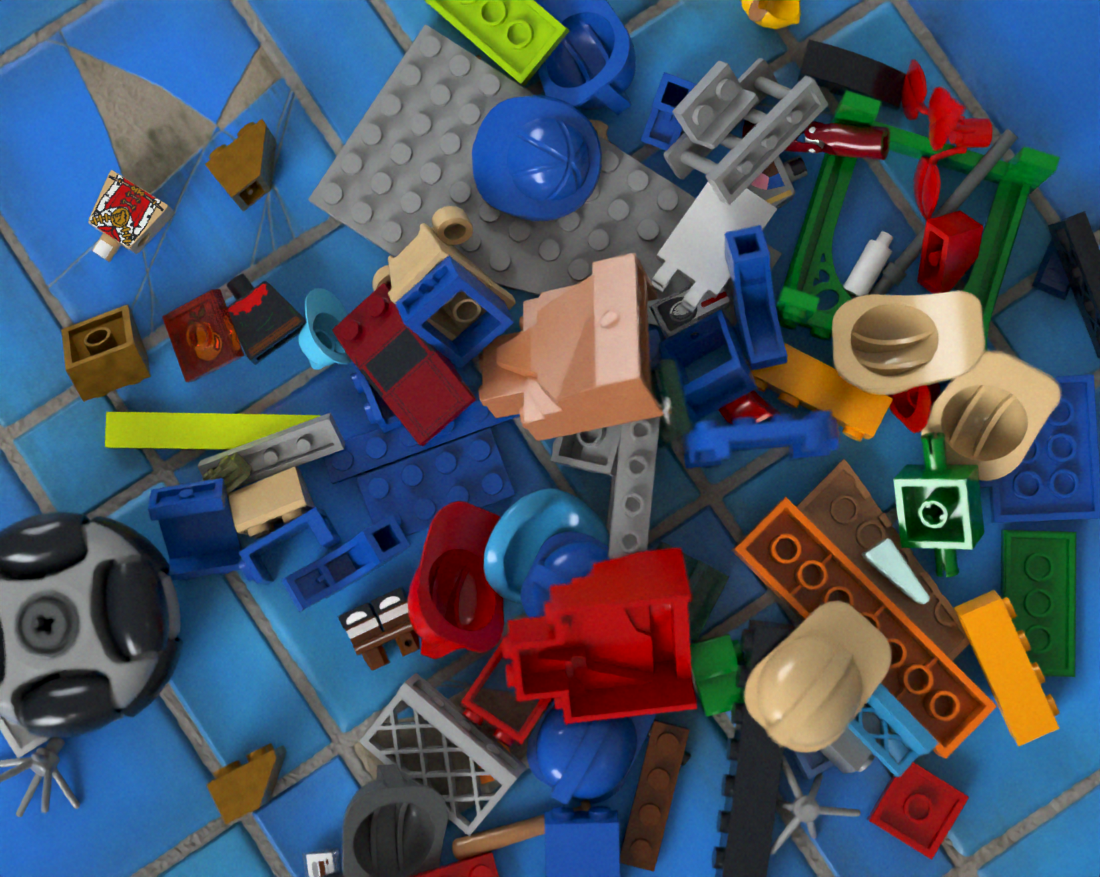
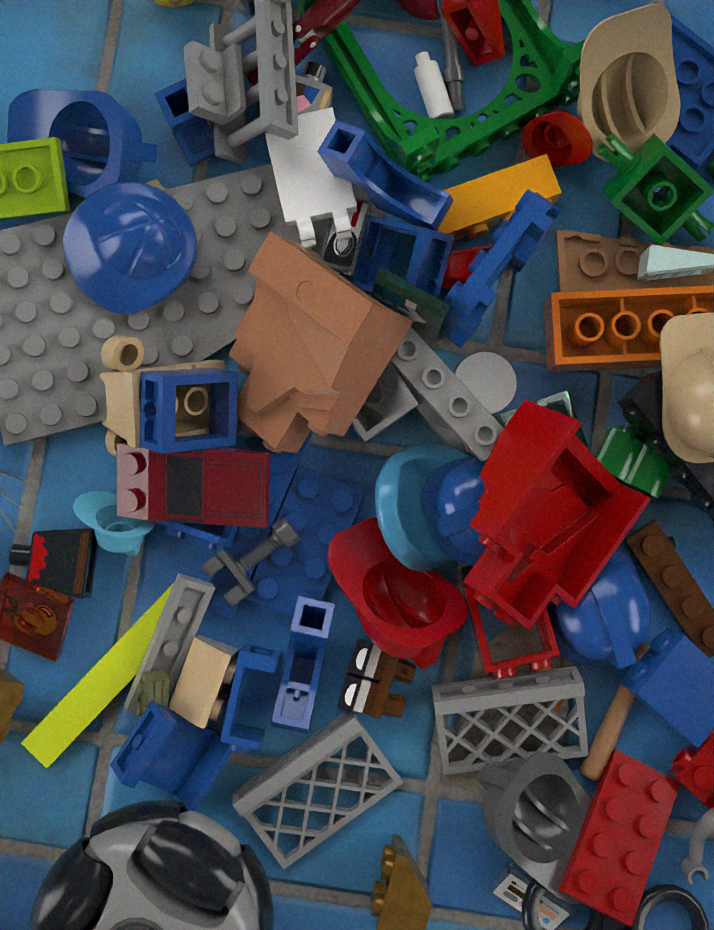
camera: 55 degrees left, 0 degrees up
(263, 626) = (293, 767): none -> light grey fence
(427, 462) = (282, 534): none -> dark grey bar
(680, 510) = (488, 379): none -> white sticker
(907, 340) = (522, 93): tan piece -> none

